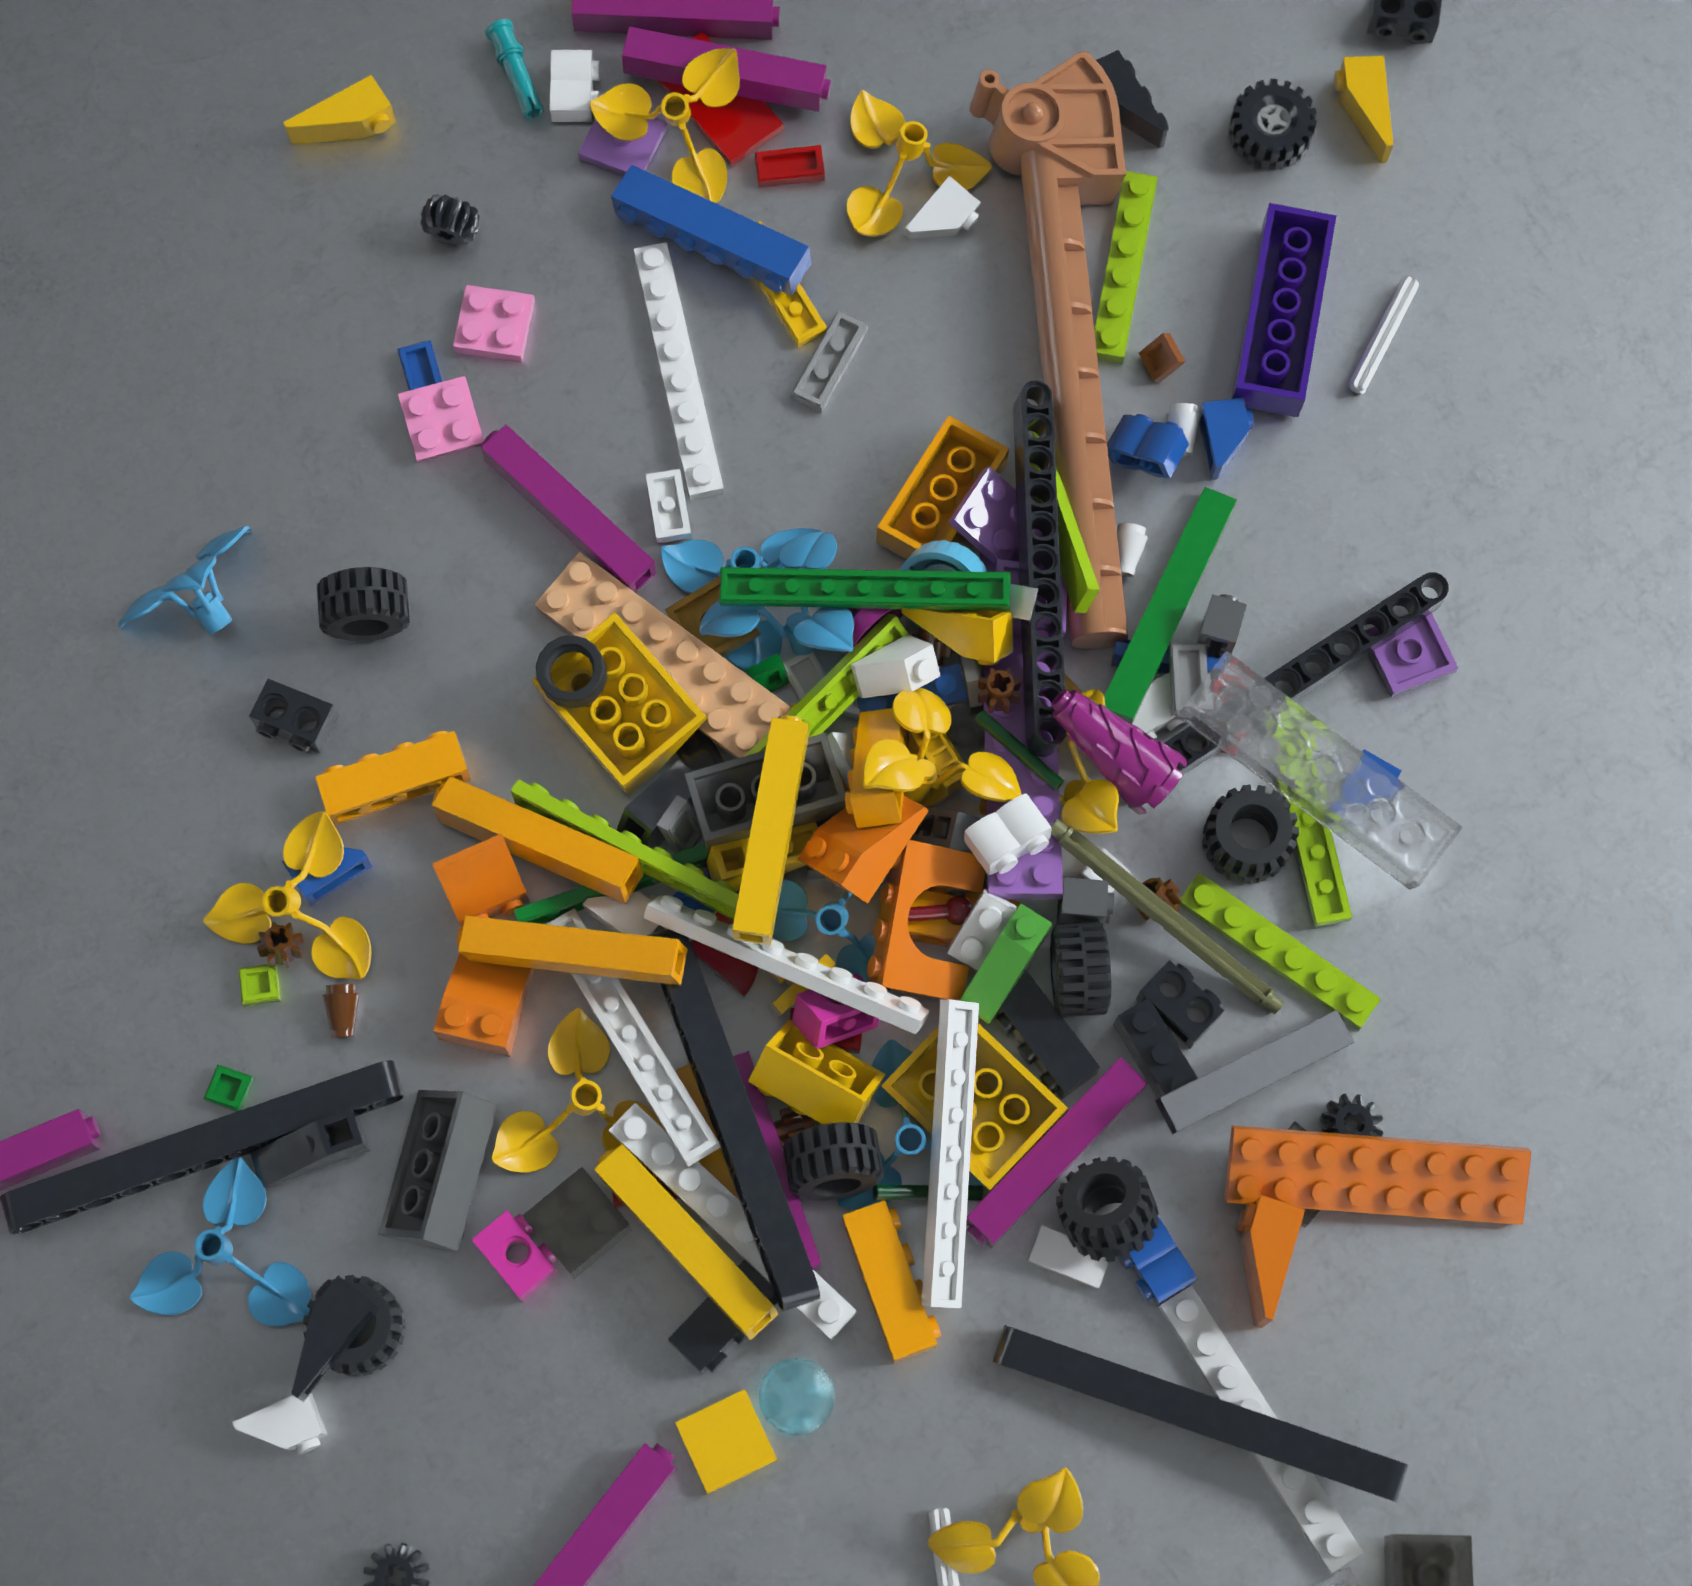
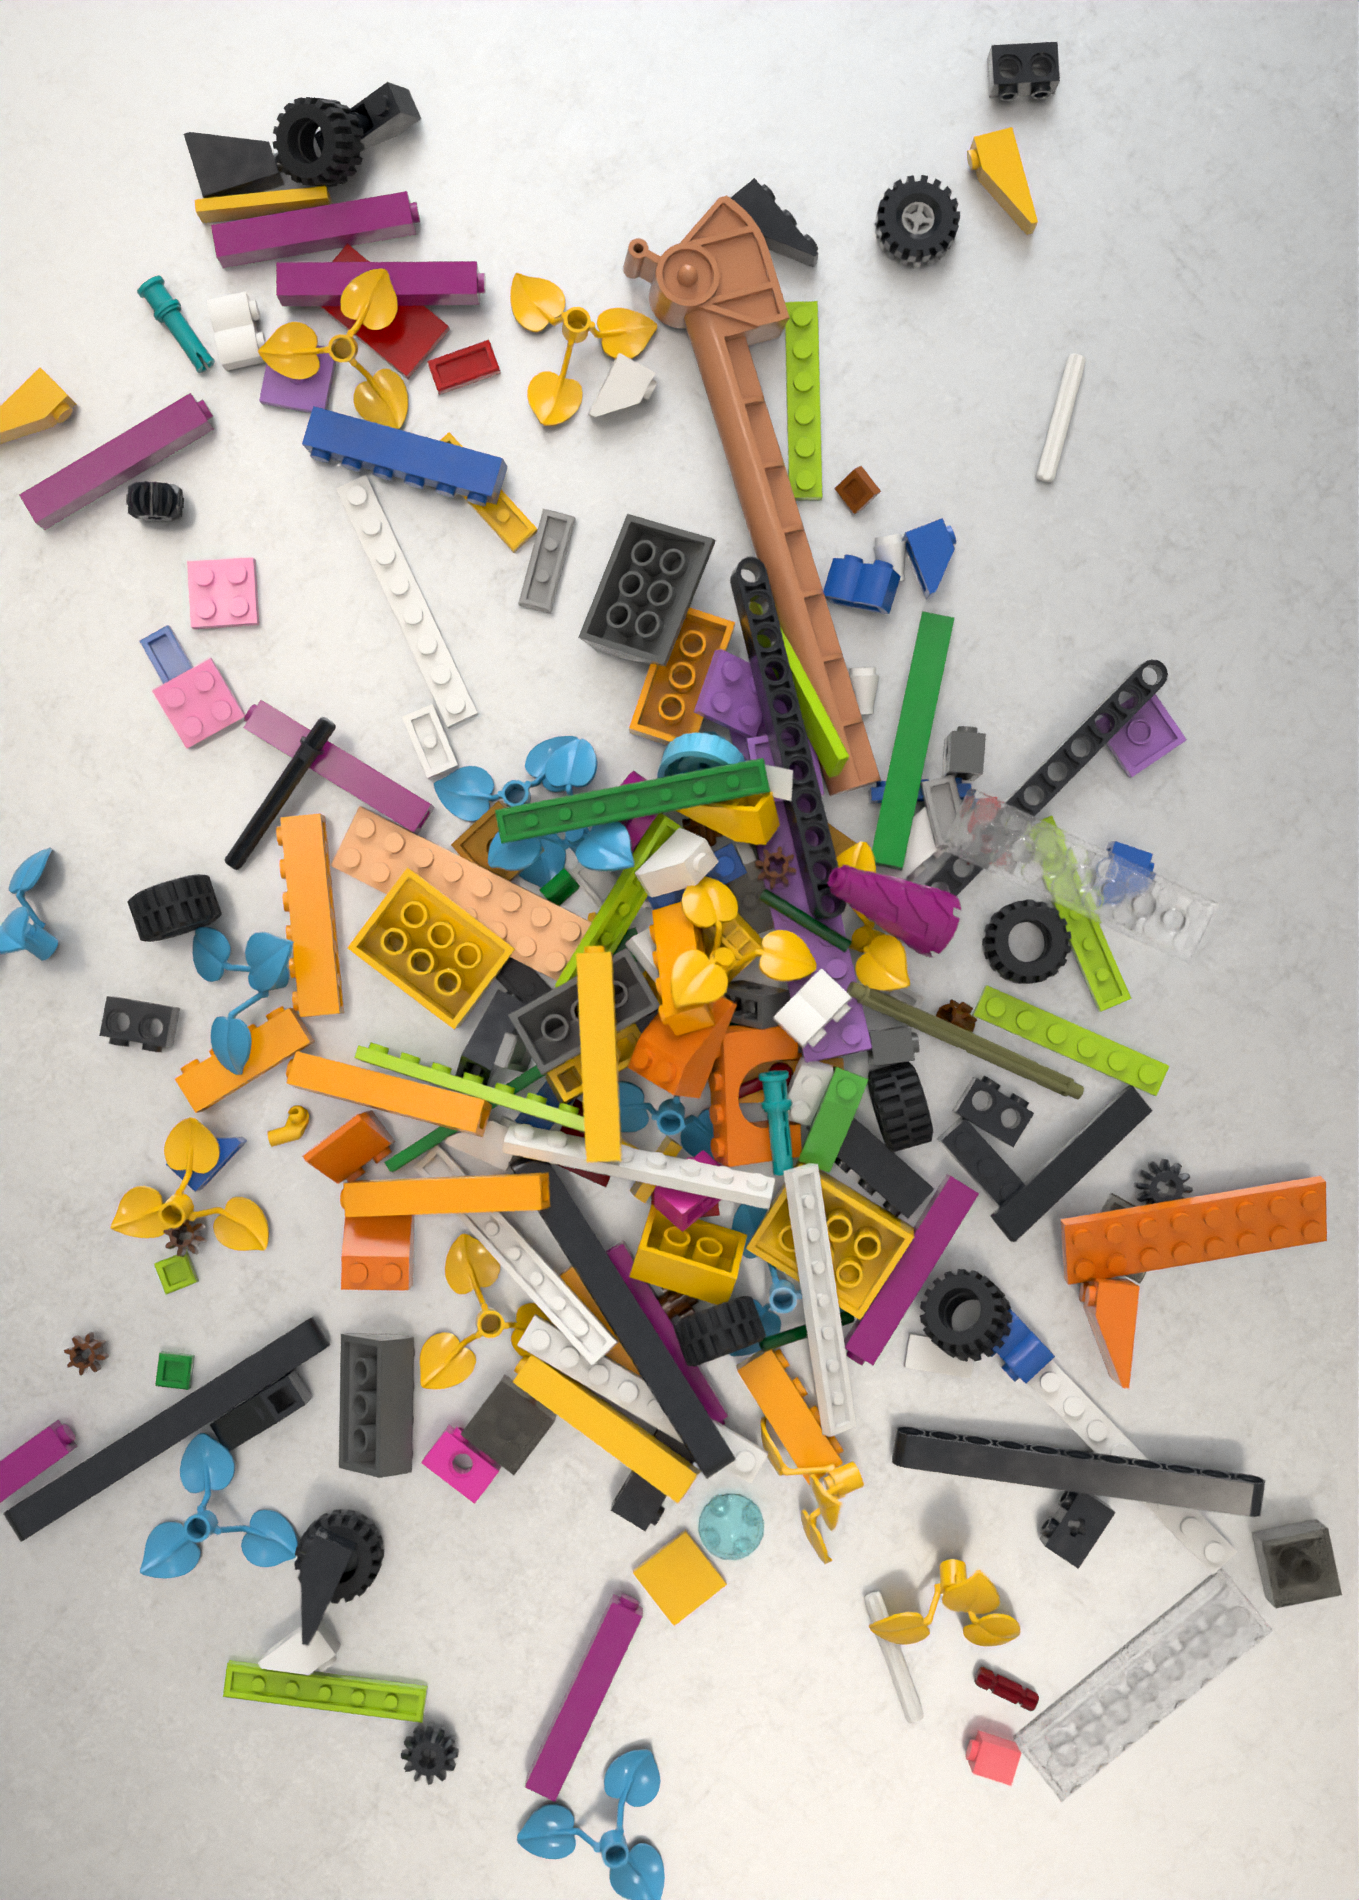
camera: 10 degrees left, 15 degrees up
(149, 1048) = (80, 1346): none -> reddish brown gear
(297, 1482) = (326, 1692): none -> lime tile
(341, 1009) = (254, 1279): reddish brown cone -> none
(421, 176) = (117, 461): none -> magenta brick
(422, 864) = (293, 1129): none -> yellow arm
(445, 662) = (268, 971): none -> dark azure plant
(501, 518) = (304, 756): none -> black axle
(501, 649) = (311, 915): none -> light orange brick
(565, 645) = (356, 930): black tyre -> none
(915, 1358) = (838, 1484): none -> yellow plant
(923, 400) = (646, 591): none -> dark grey slope
(947, 934) = (776, 1106): none -> teal pin
(1207, 1471) = (1072, 1542): none -> black brick
(1284, 309) = (963, 416): dark purple brick -> none

